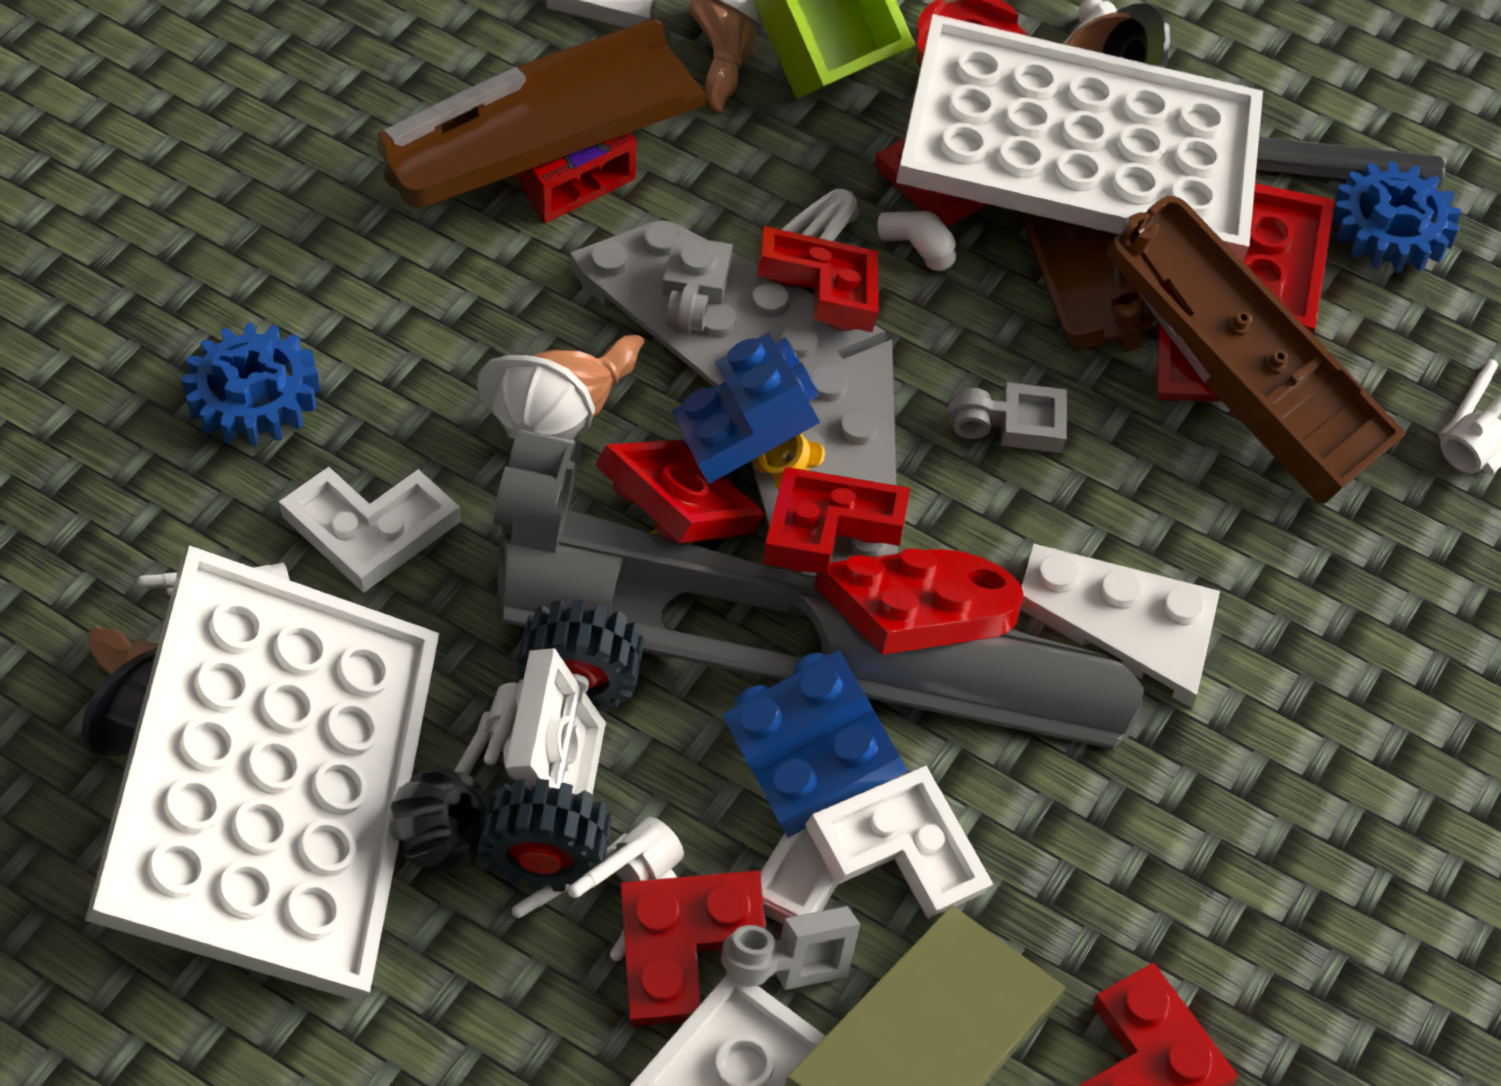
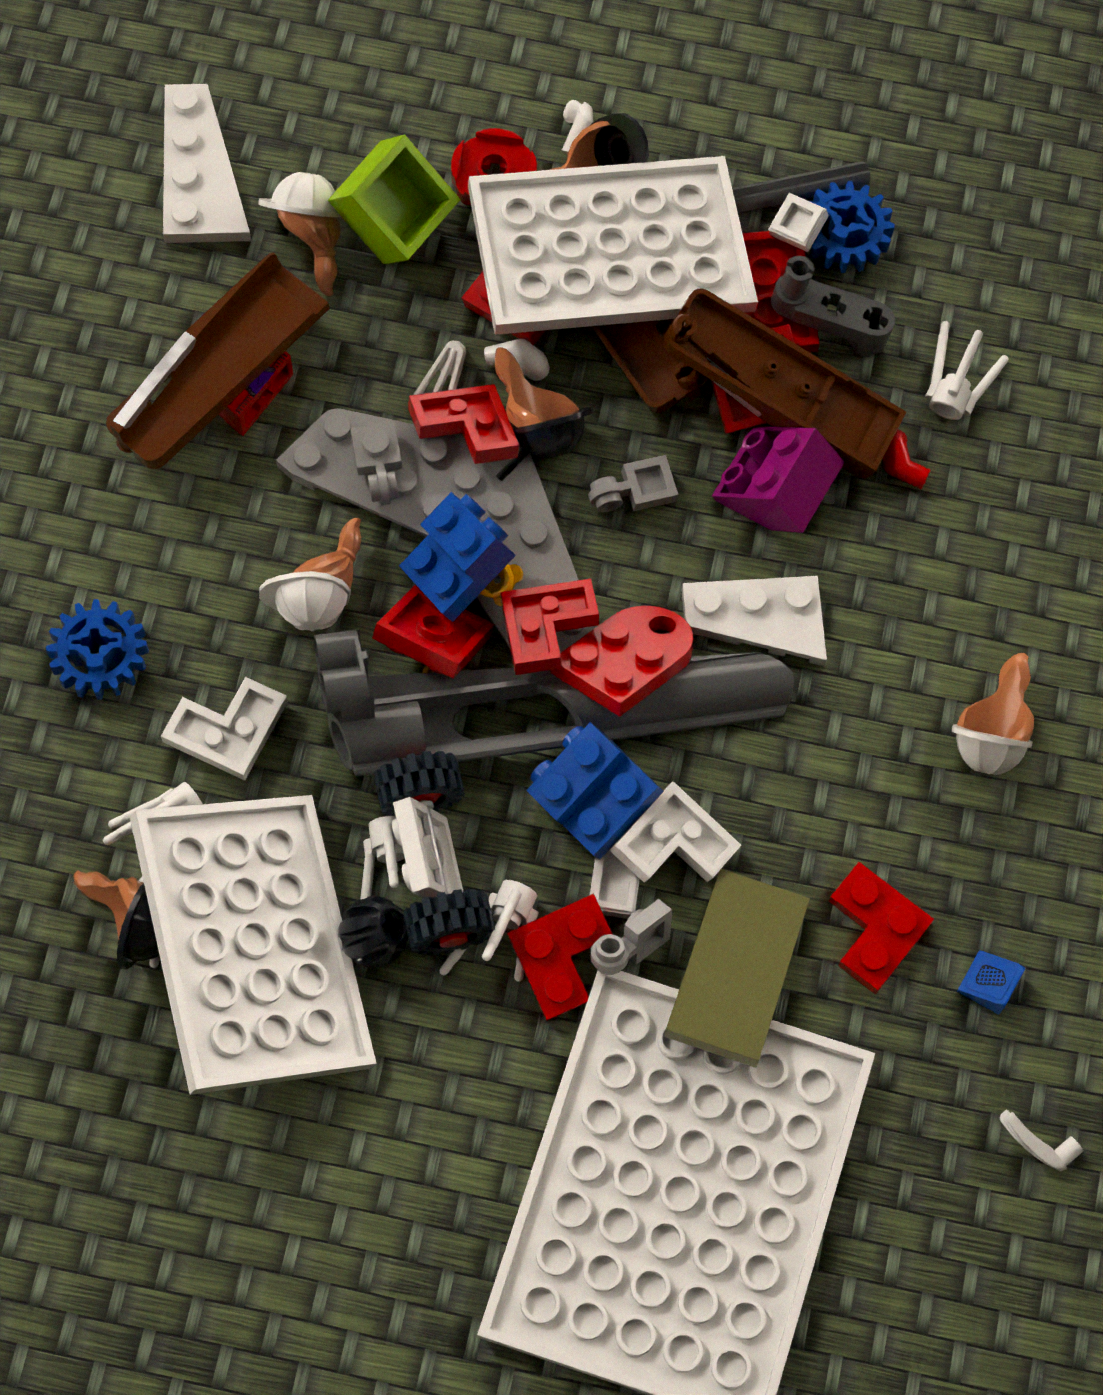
camera: 20 degrees left, 15 degrees up
(917, 304) = (542, 419): none -> piece
(1210, 460) = (779, 477): none -> magenta slope
(1314, 274) = (857, 318): none -> dark grey beam
(1333, 185) = (798, 222): none -> white tile
(1376, 497) = (898, 463): none -> red arm
(1412, 857) = (998, 728): none -> nougat piece

